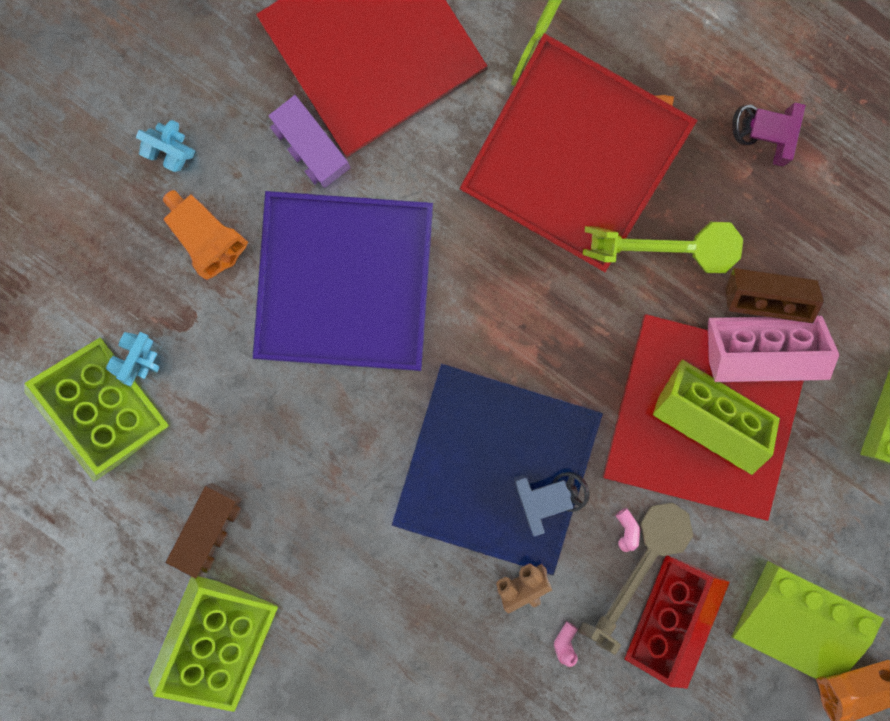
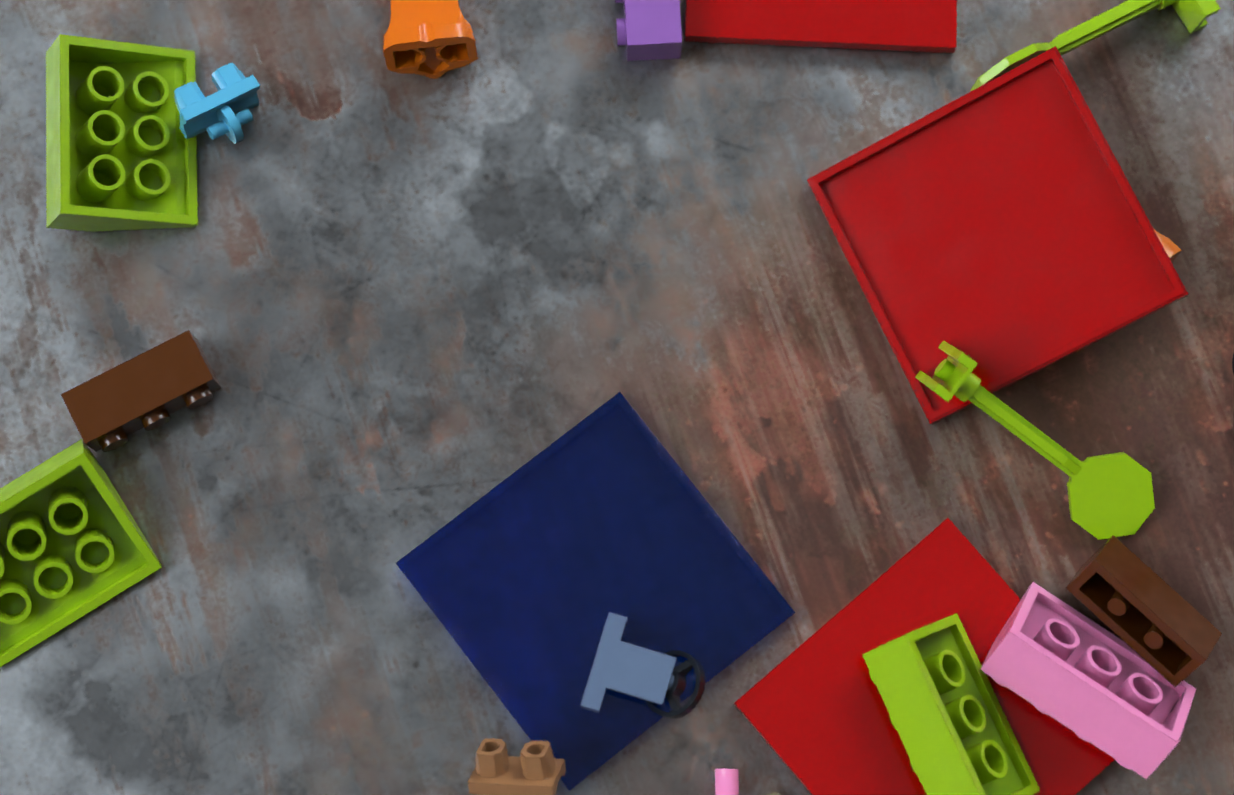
camera: 35 degrees right, 10 degrees down
(343, 280) = (565, 197): dark purple tile -> none

